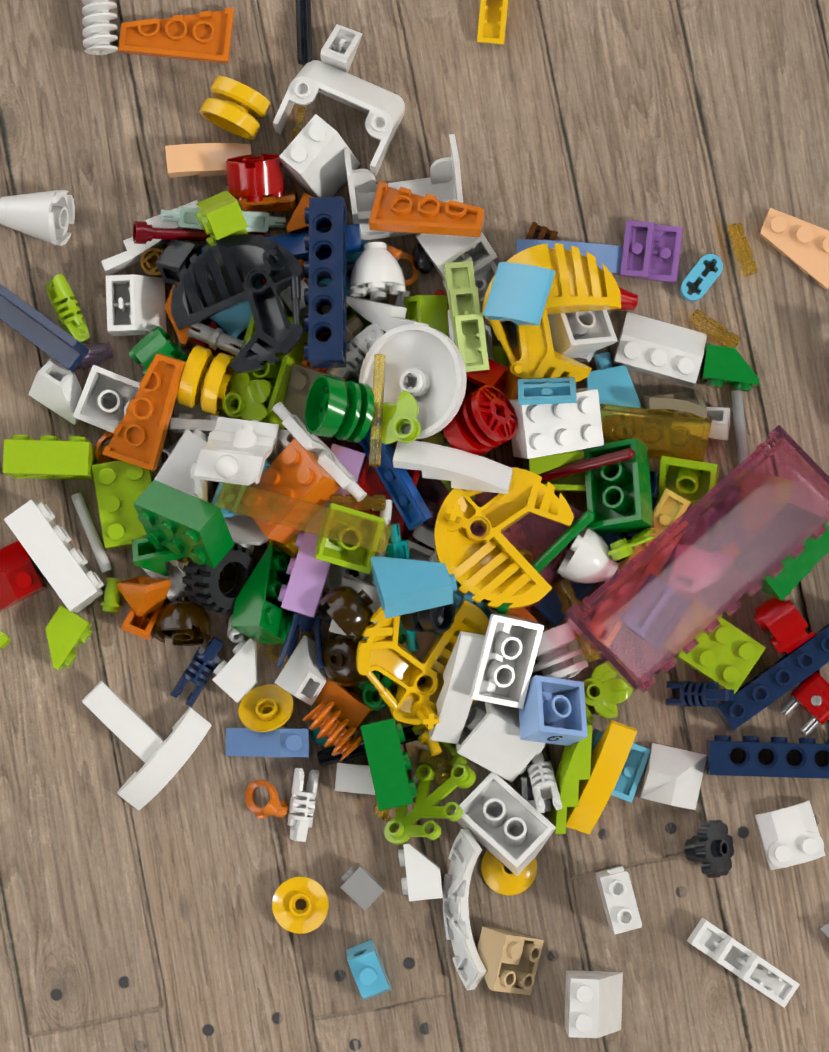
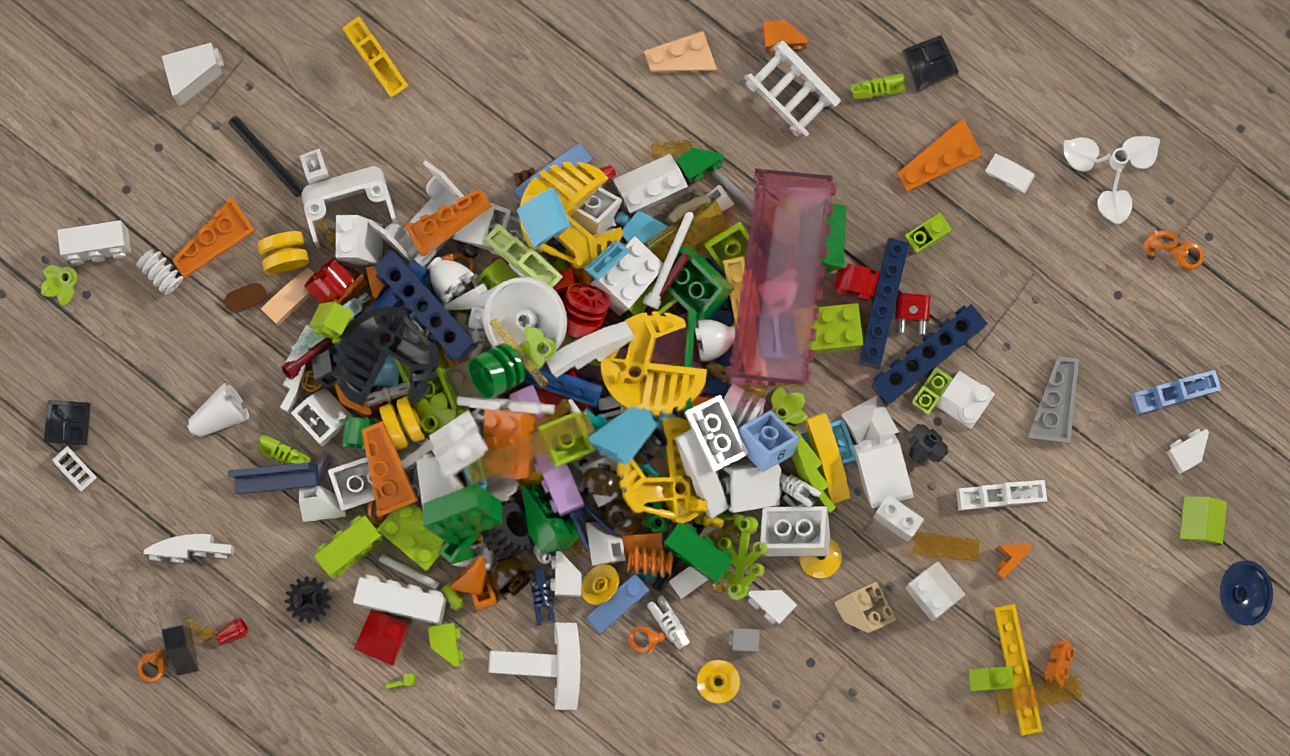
camera: 40 degrees left, 5 degrees down
(162, 122) = (245, 297): none -> reddish brown tile
(368, 970) = (791, 685): medium azure torso -> none
(456, 911) = (810, 606): white tile -> none
(563, 467) = (653, 297): none -> white piece
(623, 547) = (727, 314): lime plate -> none
(644, 839) = (882, 470): none -> white slope
(644, 966) = (946, 546): none -> clear yellow tile
(651, 251) = (597, 133): medium lavender slope -> none
(698, 694) = (842, 362): dark blue hinge -> none
(705, 1035) = (1015, 554): none -> orange slope
(706, 282) = (634, 124): medium azure beam -> none
(742, 249) = (648, 88): clear yellow axle -> none
(764, 797) = (932, 390): none -> lime slope

